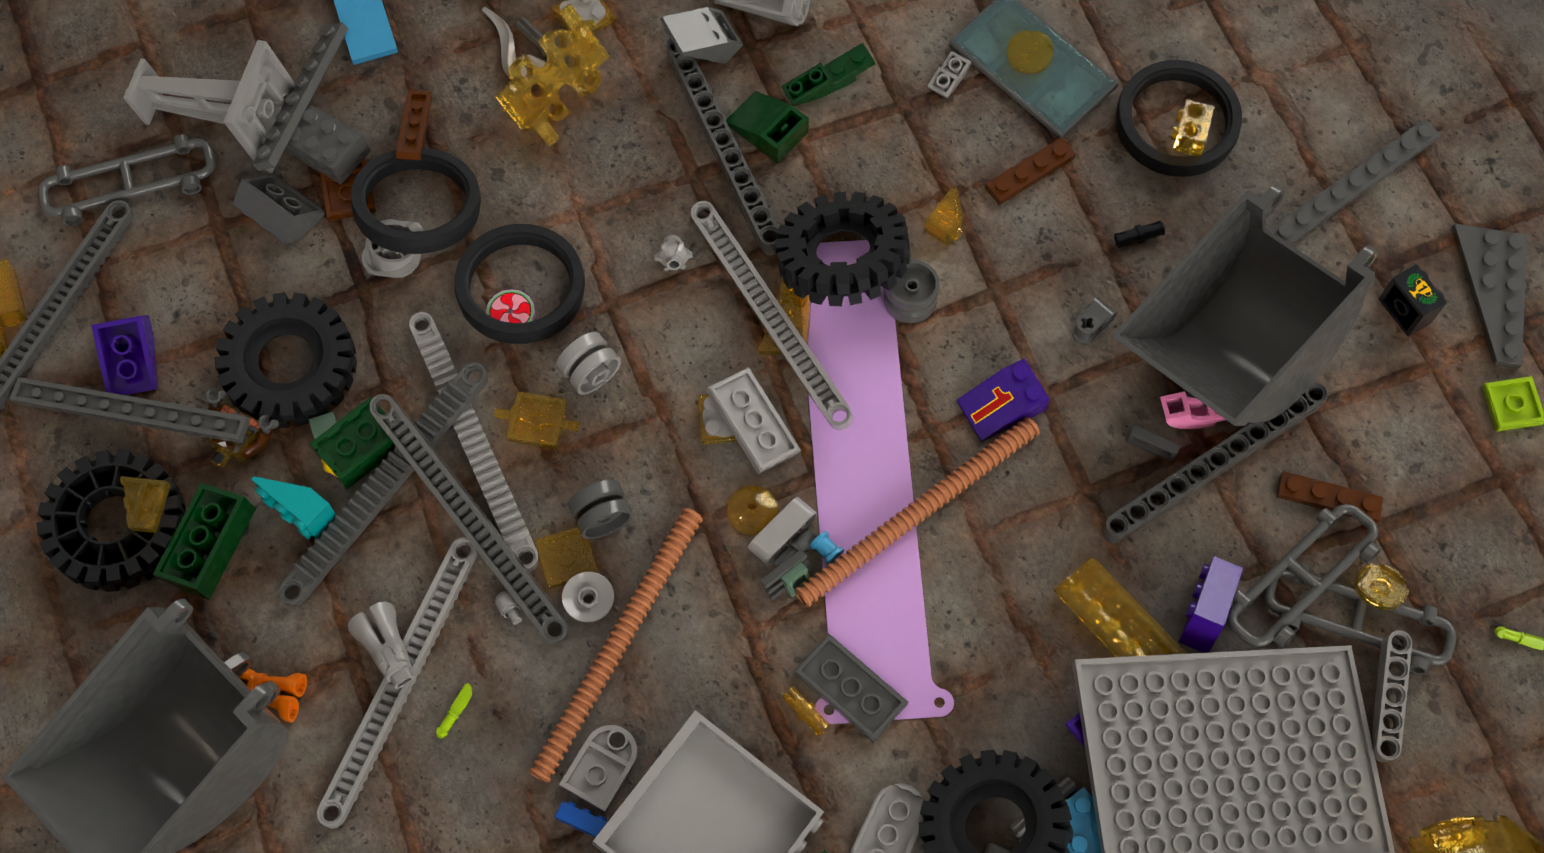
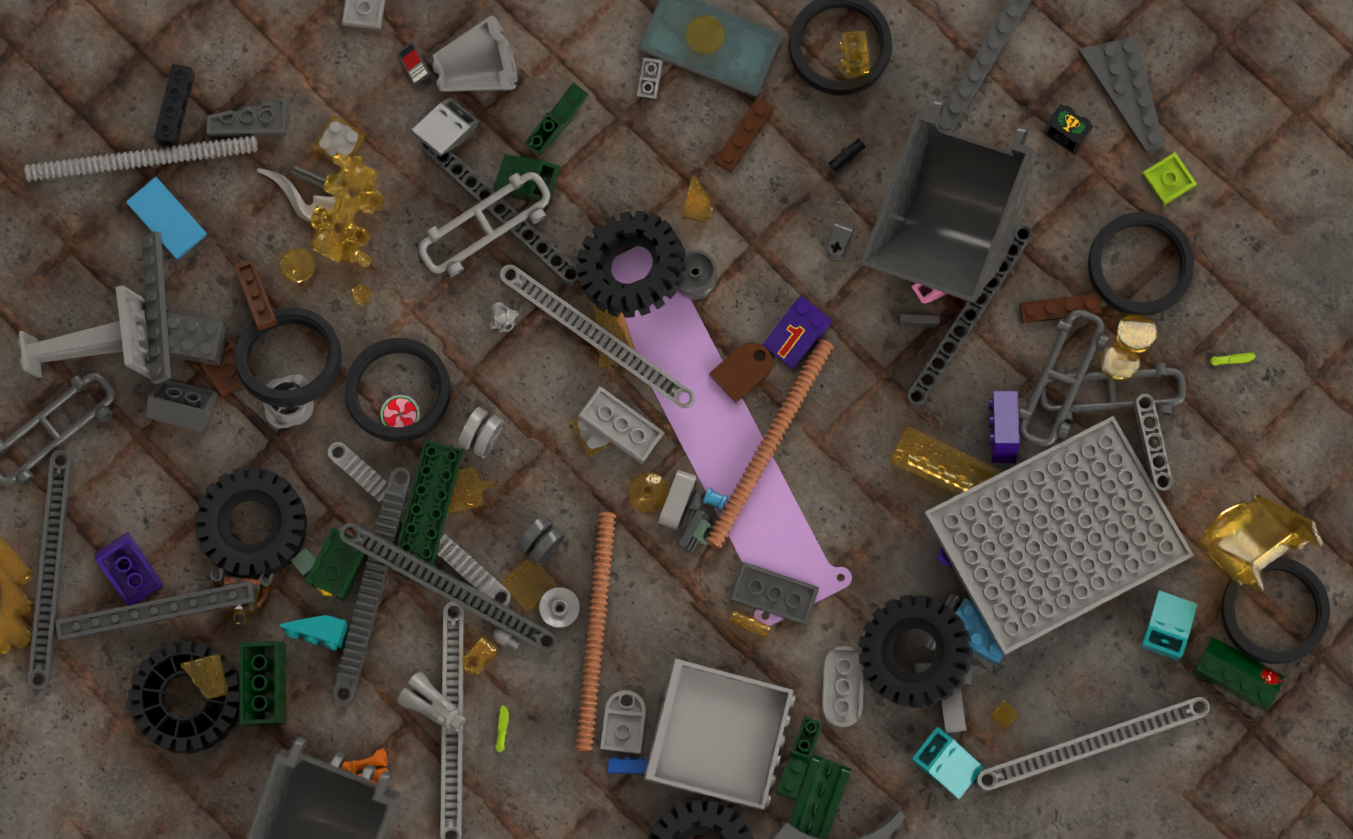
camera: 20 degrees left, 10 degrees up
(471, 612) = (482, 652): none -> clear yellow piece
(476, 115) = (297, 265): none -> clear yellow piece
(496, 415) = (430, 500): none -> dark green plate
(530, 172) = (361, 294): none -> clear yellow tile
(758, 154) = (534, 212): none -> light grey bar
(920, 419) = (741, 371): none -> reddish brown tile
(1414, 560) = (1136, 333): none -> clear yellow tile
(1478, 441) = (1155, 222): none -> black tyre

